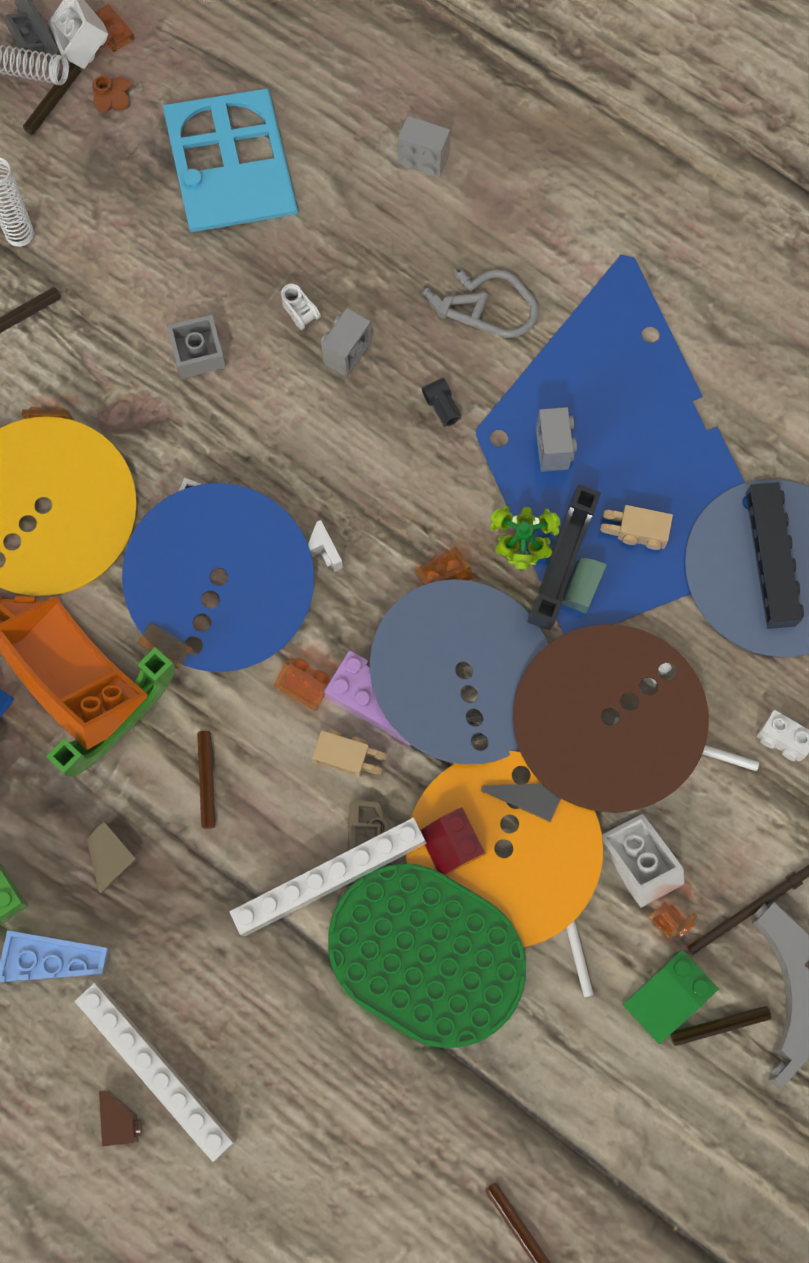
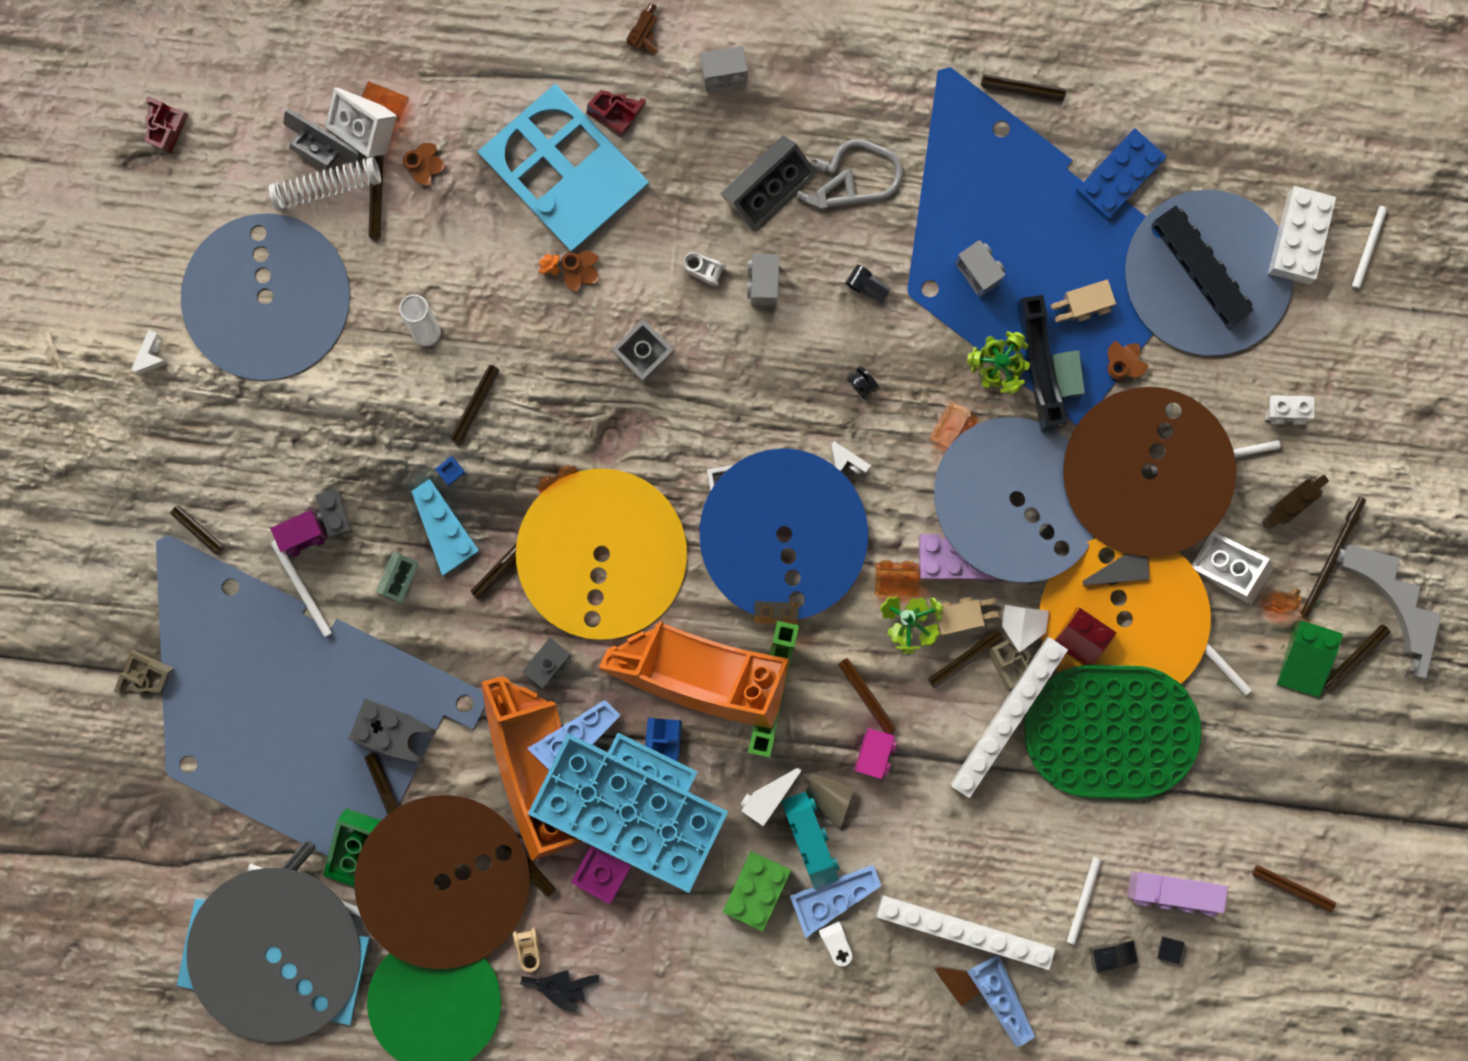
camera: 30 degrees left, 10 degrees up
(22, 1004) = (836, 940): none -> white piece
(41, 820) = (765, 800): none -> white slope
(61, 886) = (810, 839): none -> teal brick
(150, 1158) = (1000, 995): none -> light blue wing
(163, 231) = (549, 264): none -> orange plant
(175, 836) = (875, 753): none -> dark pink brick
(189, 253) = (582, 271): none -> dark orange plate
(288, 723) = (913, 612): none -> lime plant
(291, 1189) = (1113, 956): none -> black slope
(296, 1112) = (1083, 903): none -> white bar
(305, 136) = (614, 111): none -> dark red slope
(323, 798) = (966, 658): none -> dark brown axle
(354, 1219) = (1170, 949): none -> black tile
(371, 86) = (641, 33): none -> reddish brown piece
(382, 484) = (863, 383): none -> black wheel
(394, 1160) = (1179, 892): none -> lavender piece
(401, 797) = (1024, 625): none -> white slope
(405, 266) = (768, 182): none -> dark grey slope
(650, 601) = (1127, 359): none -> dark orange plate
(692, 308) = (1023, 87): none -> dark brown axle
(742, 431) = (1121, 173): none -> blue piece
(742, 830) = (1295, 502): none -> dark brown hinge

